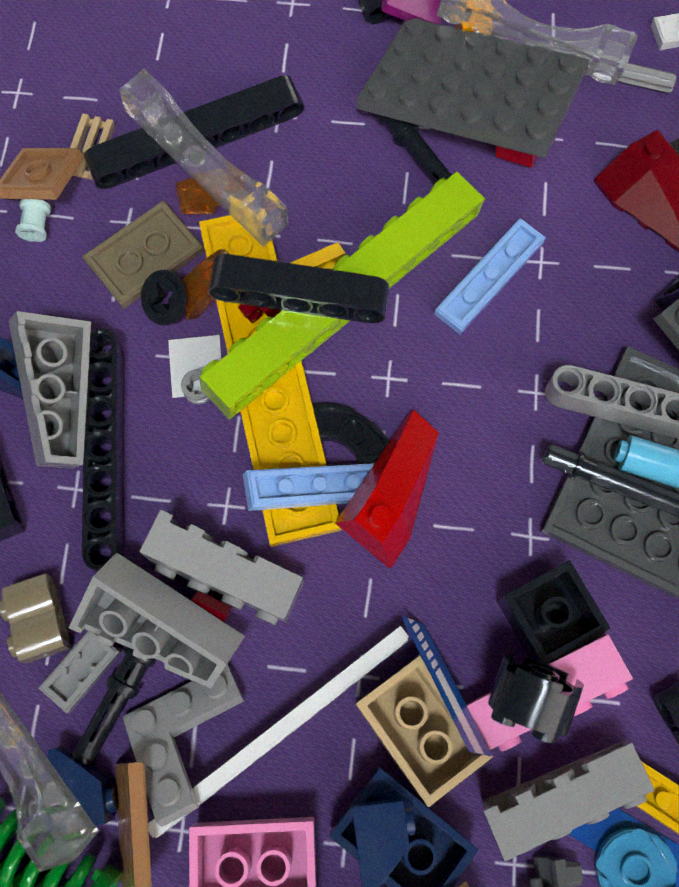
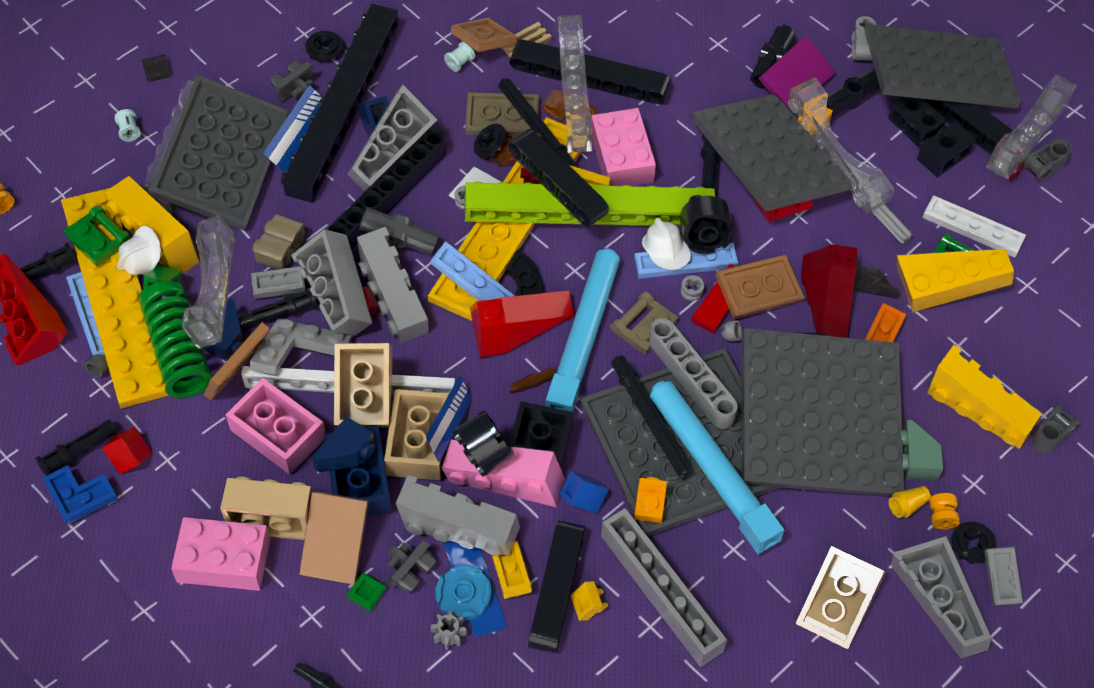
camera: 40 degrees right, 15 degrees down
(167, 491) = (401, 231): none -> dark grey piece
(191, 236) = (532, 119): none -> black axle
(319, 736) = (363, 384): none -> tan brick
(320, 196) = (623, 148): none -> bright pink brick
(461, 276) = (666, 245): none -> white piece
(468, 546) = (532, 380): none -> reddish brown piece
(491, 219) = (706, 224): none -> black brick
(515, 528) = (567, 380): none -> medium azure brick
(519, 295) = (691, 294): none -> light grey bush
(529, 382) = (639, 335): none -> dark tan plate
(565, 291) = (712, 309): none -> red tile
(593, 248) = (759, 286): none -> medium nougat tile
(613, 320) = (732, 331): none -> light grey hinge
(646, 636) = (583, 492): none -> blue panel

